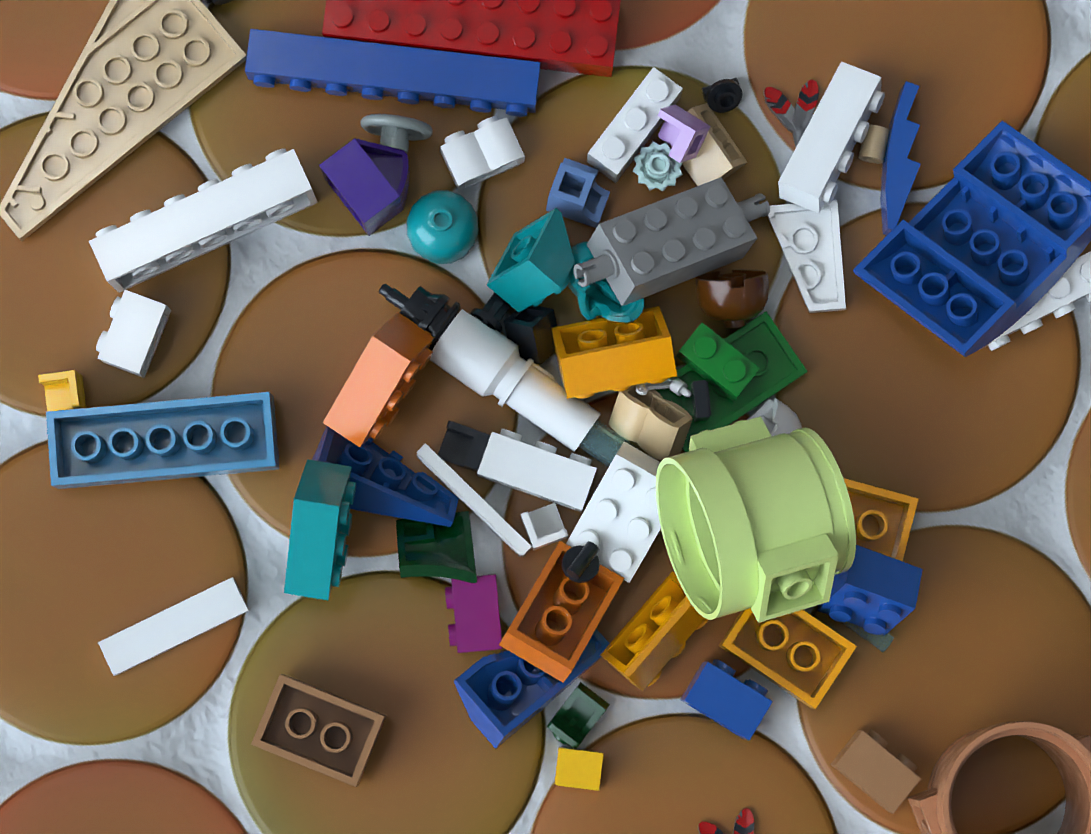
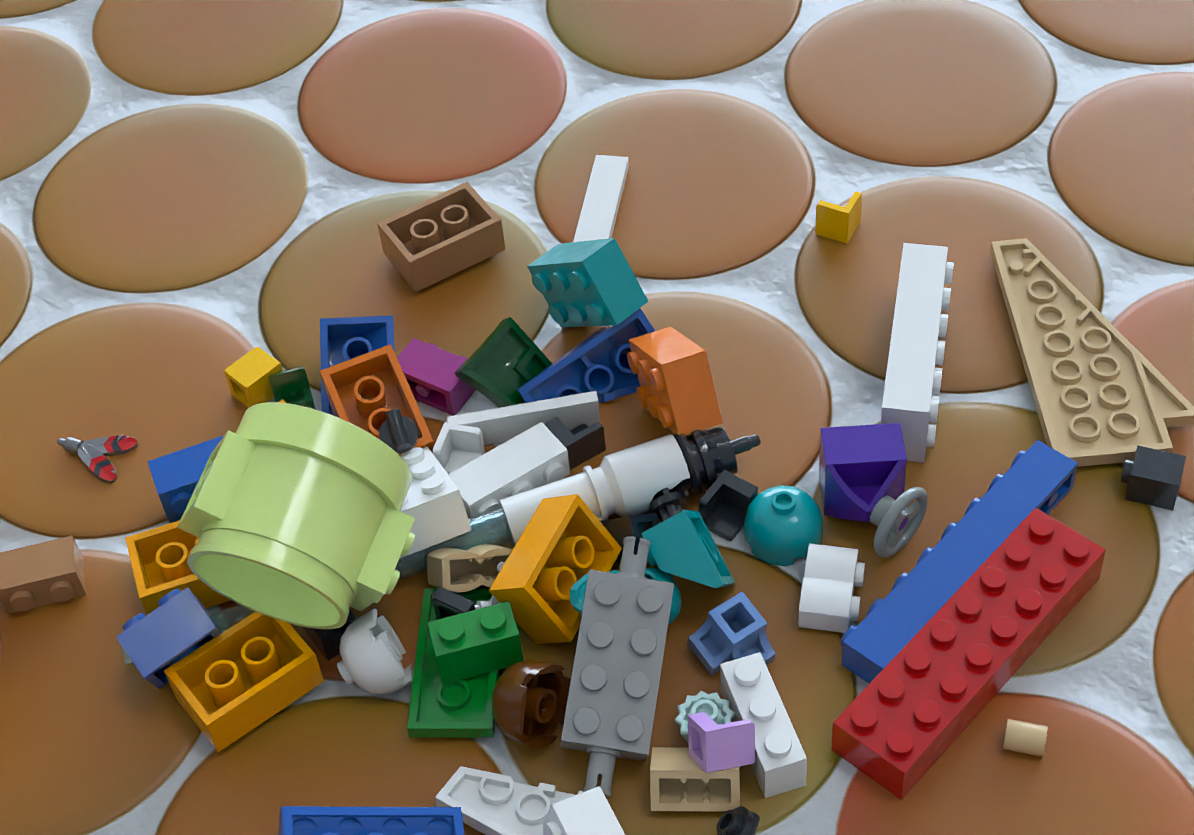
camera: 135 degrees right, 35 degrees down
(133, 333) = (852, 271): white brick -> none
(162, 440) = (744, 251): dark azure brick -> none
(454, 279) = (726, 505): none -> black panel

